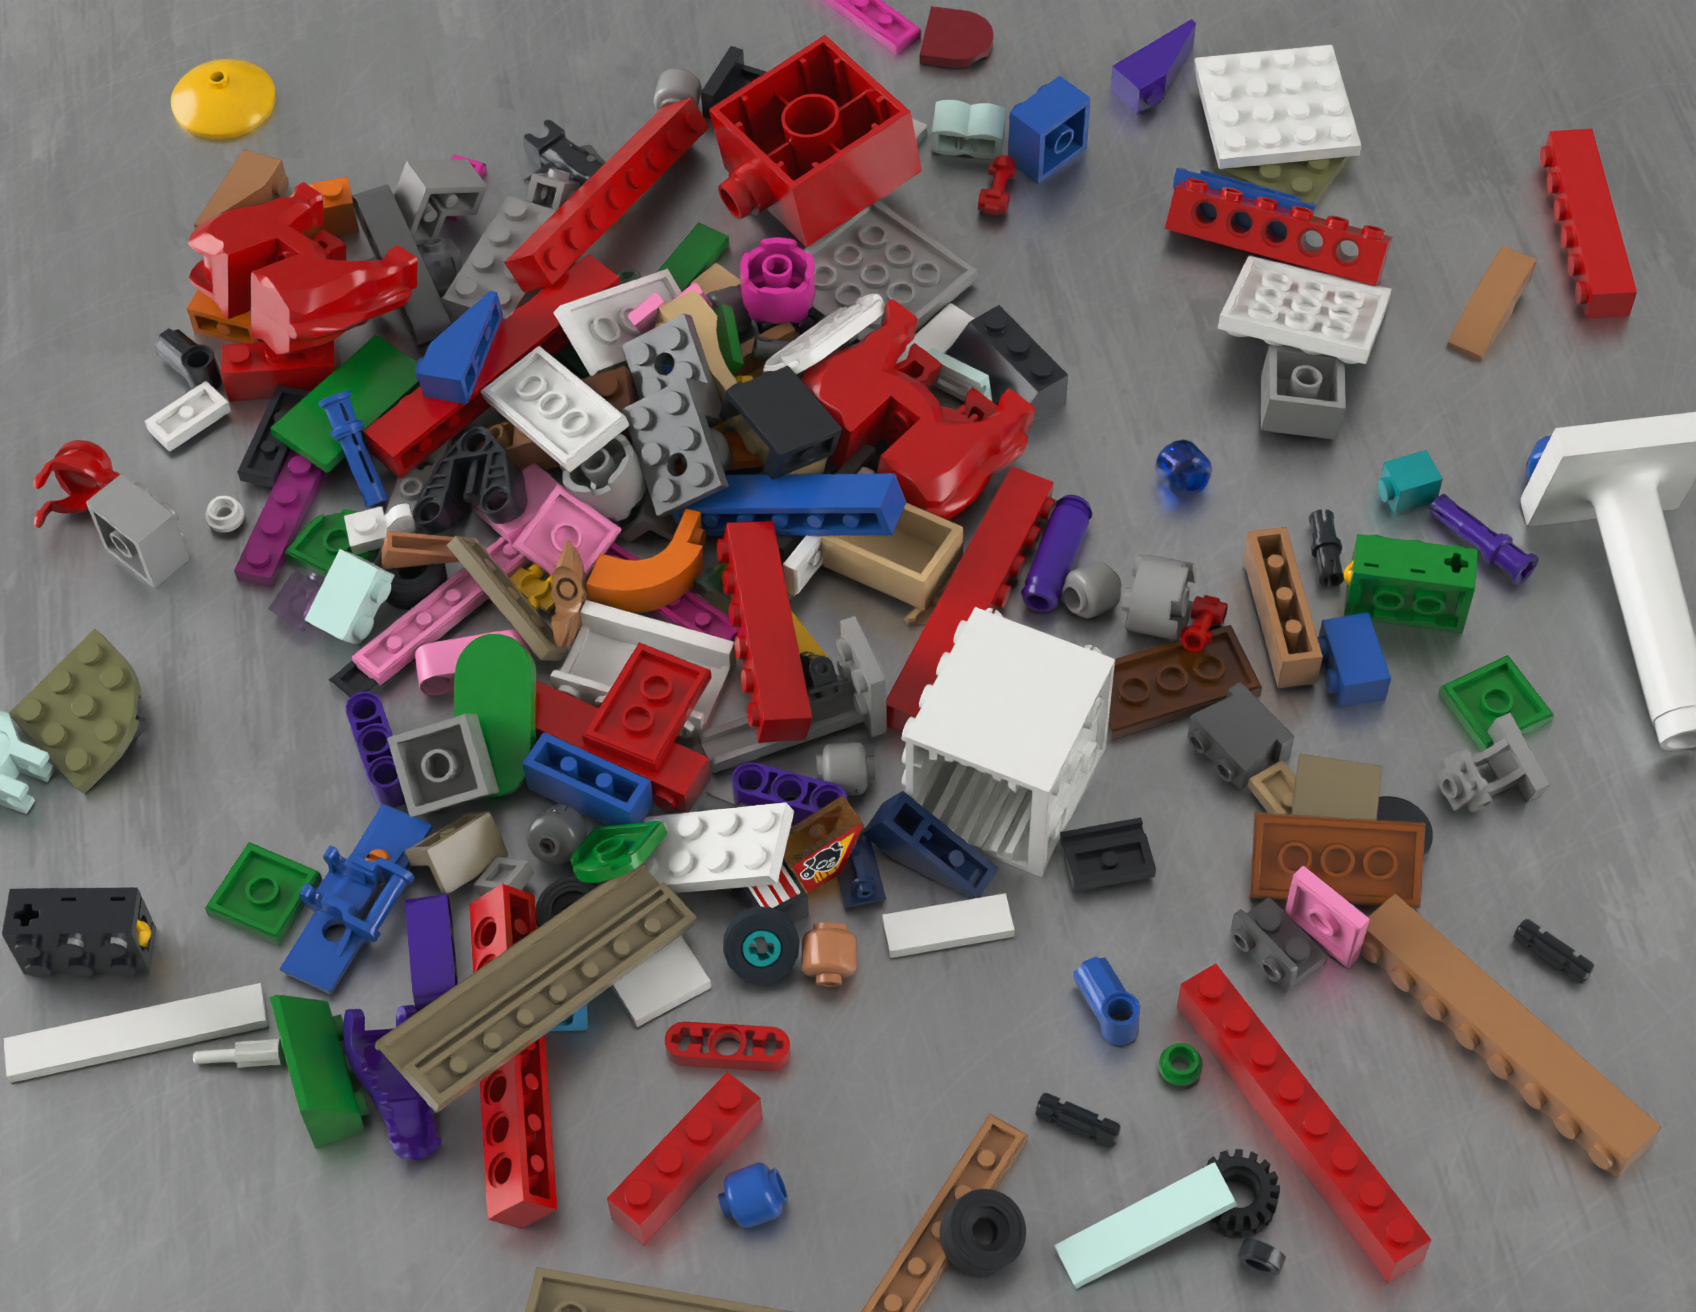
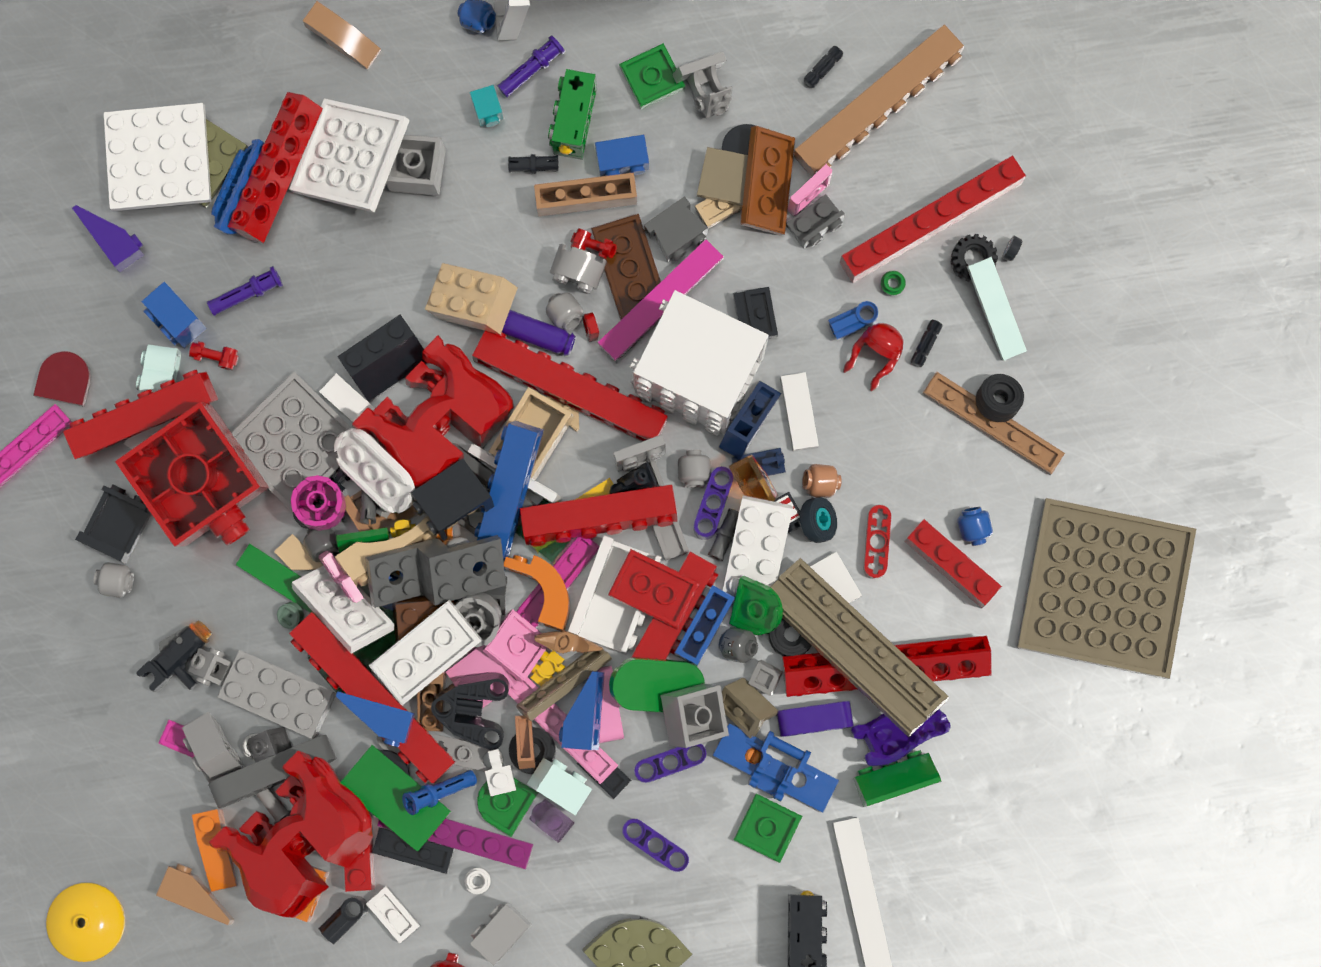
camera: 90 degrees left, 25 degrees up
(245, 1054) = (878, 824): white axle -> none
(255, 716) = (668, 846): none -> dark purple beam
(449, 617) = (583, 721): none -> blue slope
(606, 196) = (223, 623): red brick -> none
(937, 139) = (140, 415): none -> red brick
(959, 377) = (391, 387): light aqua tile -> none
(1067, 1037) = (885, 341): none -> red hair
(1071, 625) = (590, 326): none -> red tile
(1098, 458) = (471, 298): none -> tan piece
(1099, 225) = (255, 286): none -> dark purple pin
(1162, 747) = (647, 311): none -> dark pink tile
(1183, 468) = (470, 246): clear blue head -> none

